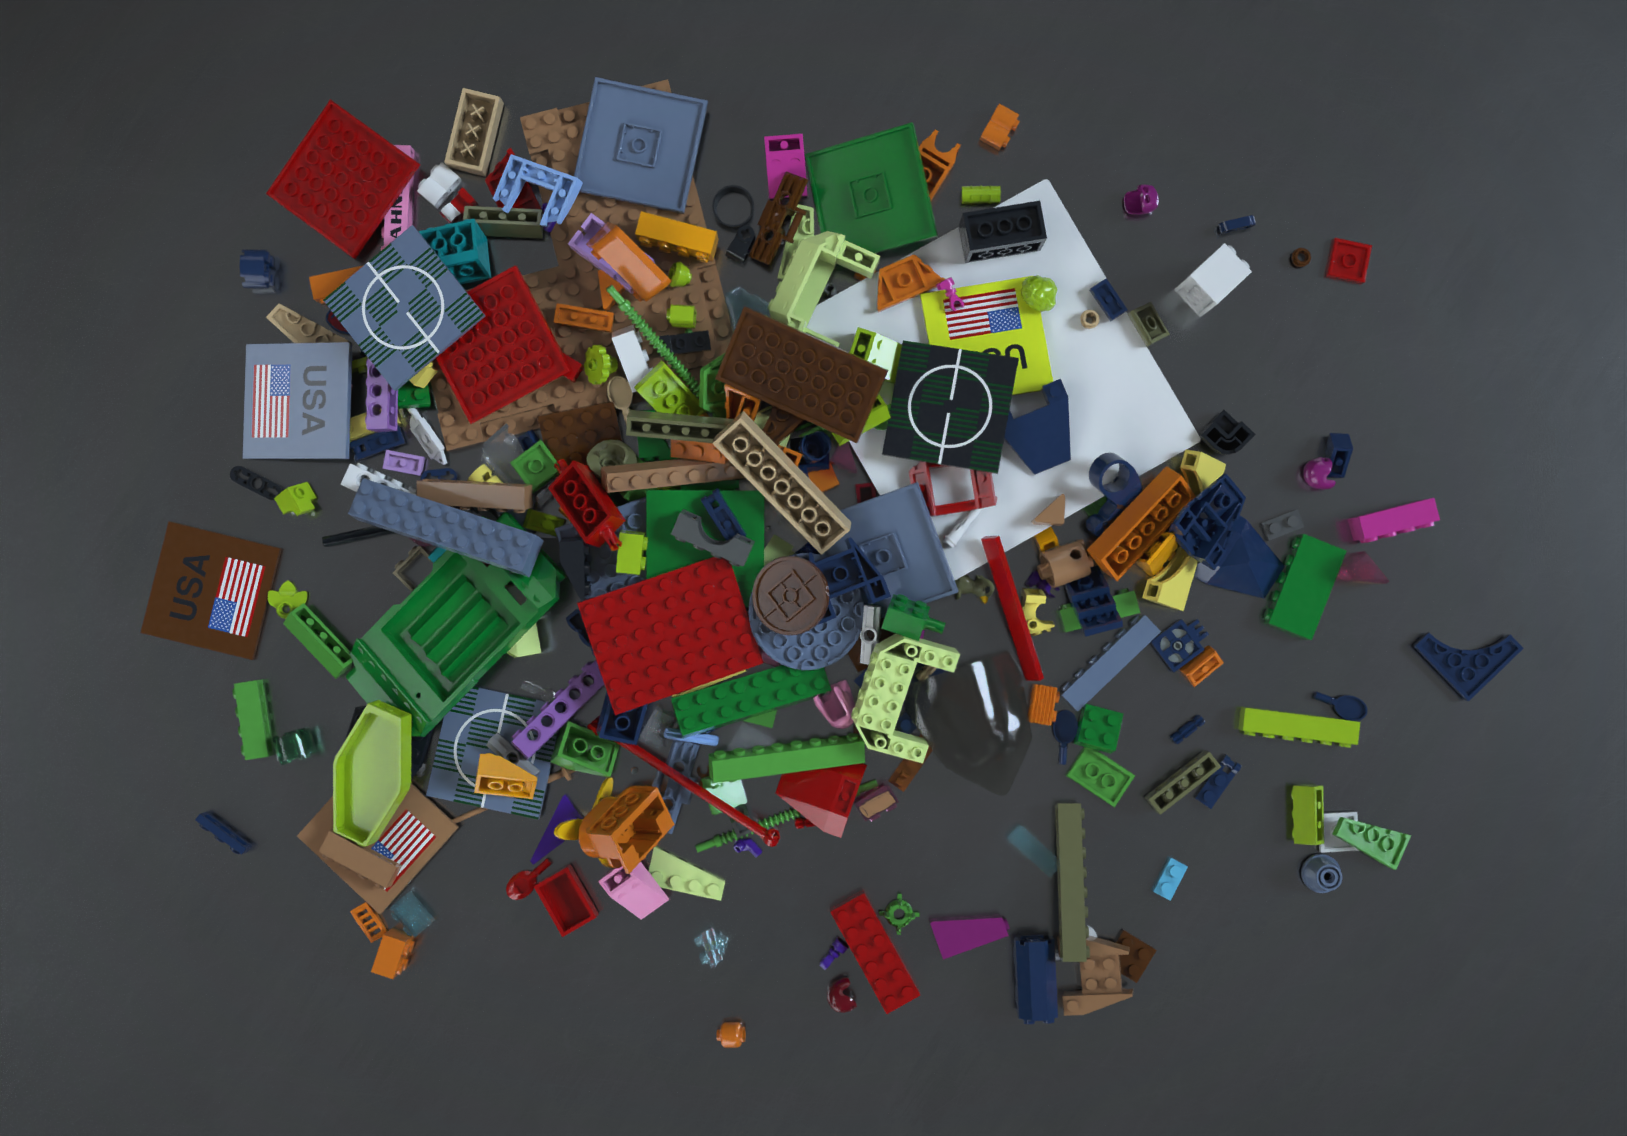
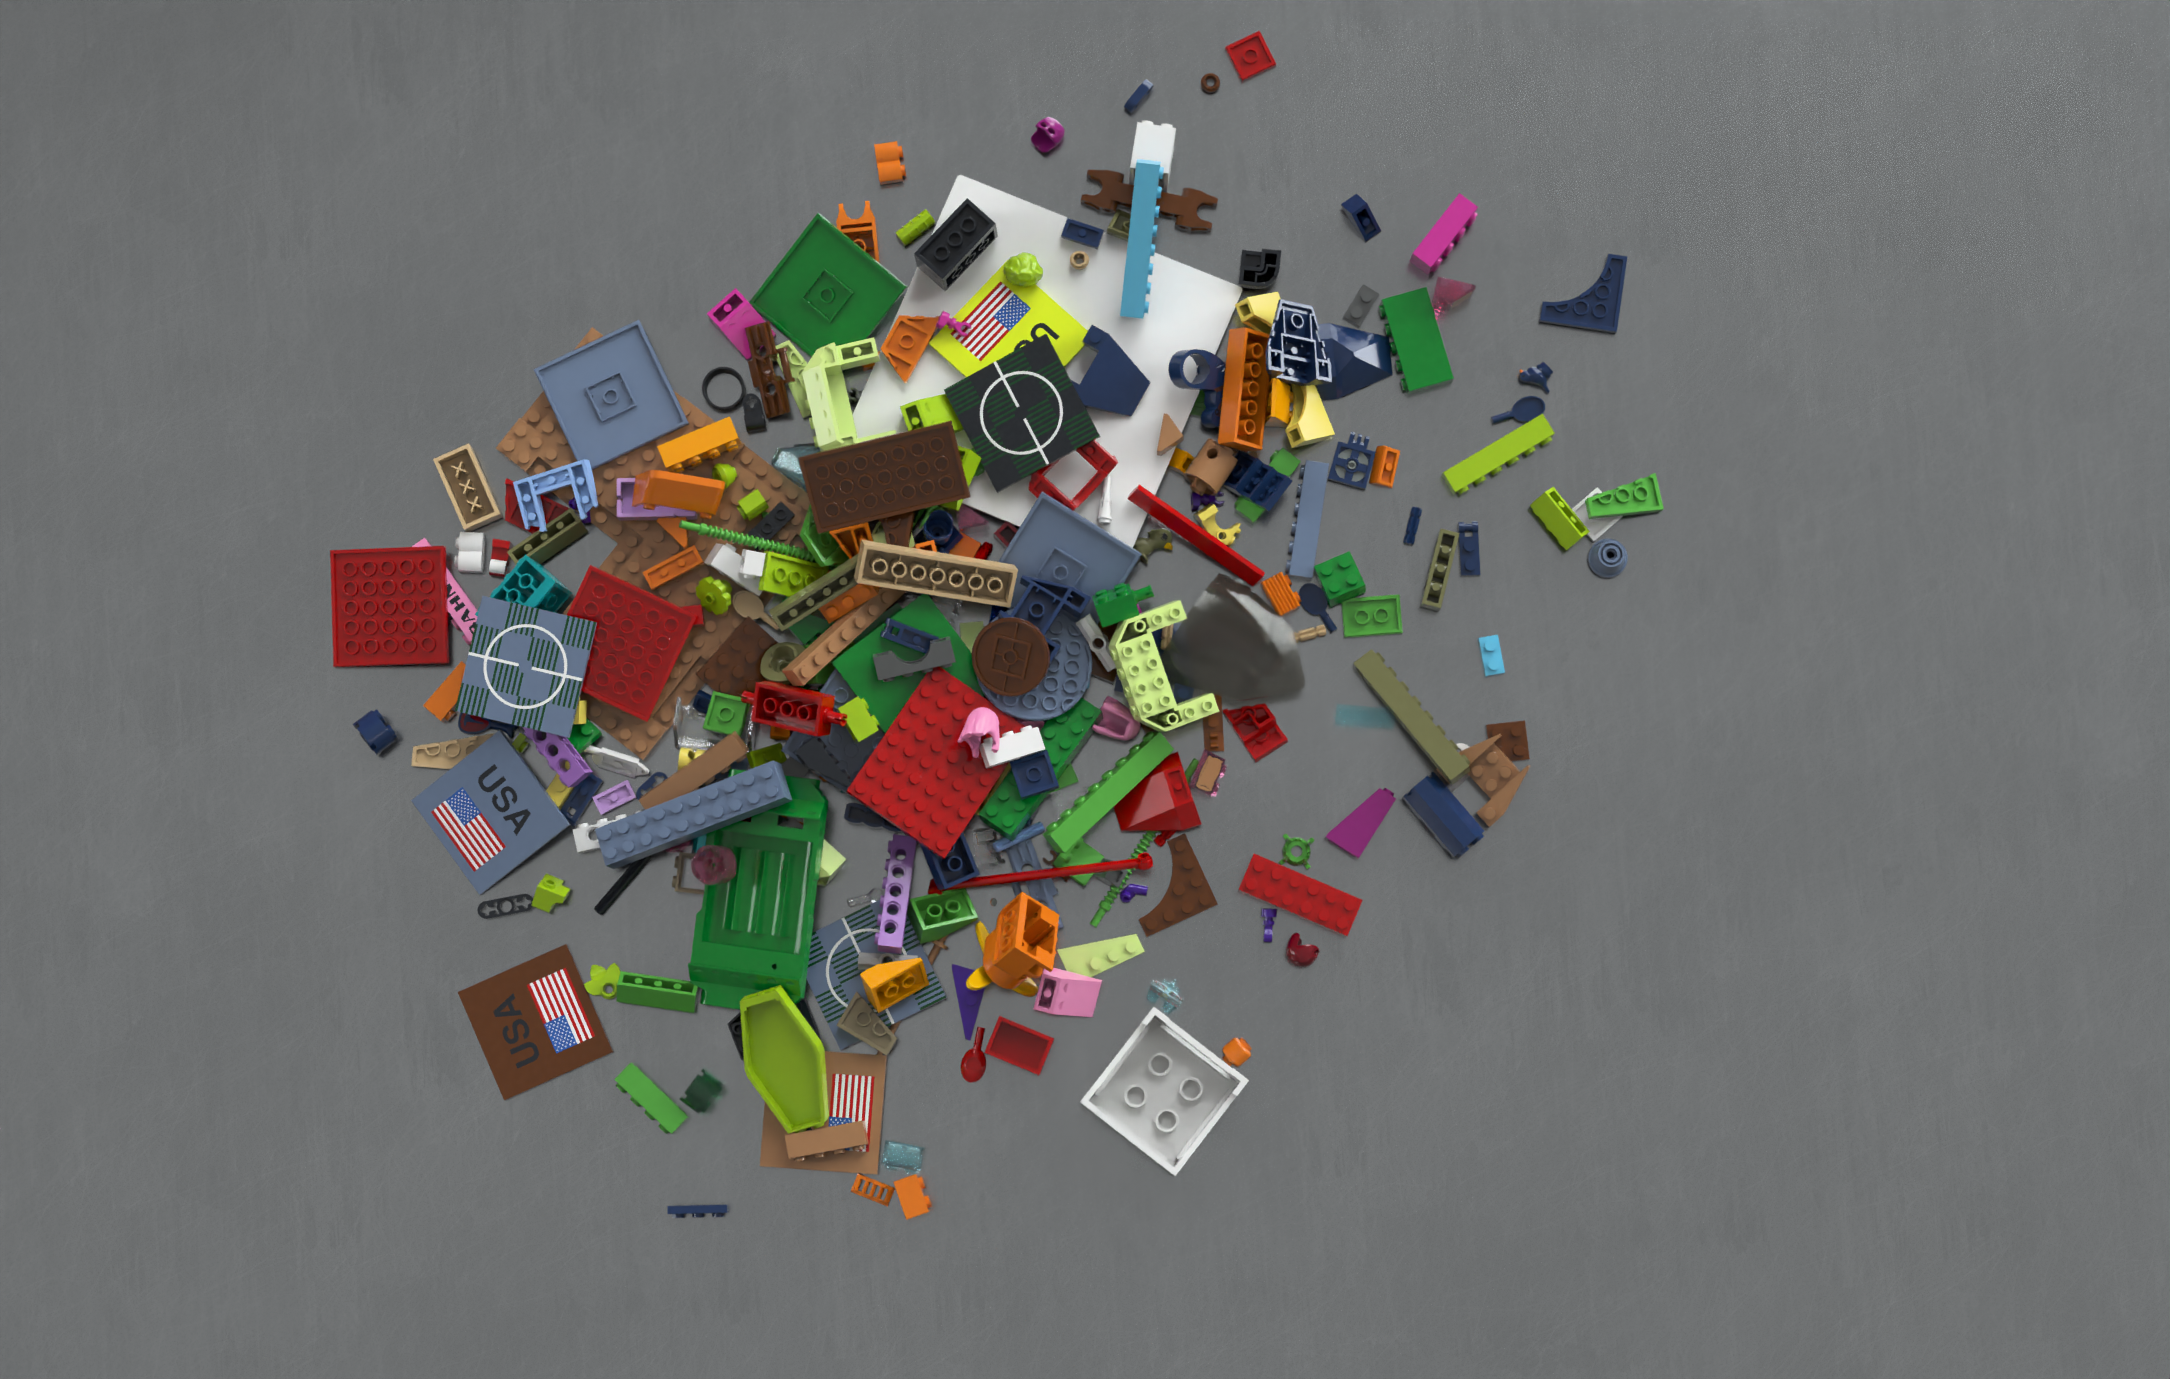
camera: 35 degrees left, 5 degrees down
(431, 579) = (724, 863): none -> clear pink brick
(458, 793) = (866, 1025): none -> dark tan wing
(644, 363) = (752, 563): none -> white brick
(645, 1031) = (1164, 1091): none -> white piece
(723, 631) = (978, 724): none -> bright pink hair
(736, 667) = (1012, 746): none -> white brick
(737, 702) = (1034, 774): none -> dark blue plate
(788, 880) = (1187, 890): none -> reddish brown plate
(836, 492) = (984, 551): none -> red axle
(941, 794) = (1256, 729): none -> red slope
(1042, 752) = (1310, 633): none -> tan axle
(1157, 335) = (1140, 238): none -> medium azure brick
(1201, 338) = (1181, 207): none -> reddish brown piece
(1316, 472) = (1354, 243): magenta helmet -> none
(1378, 687) = (1537, 375): none -> dark blue animal

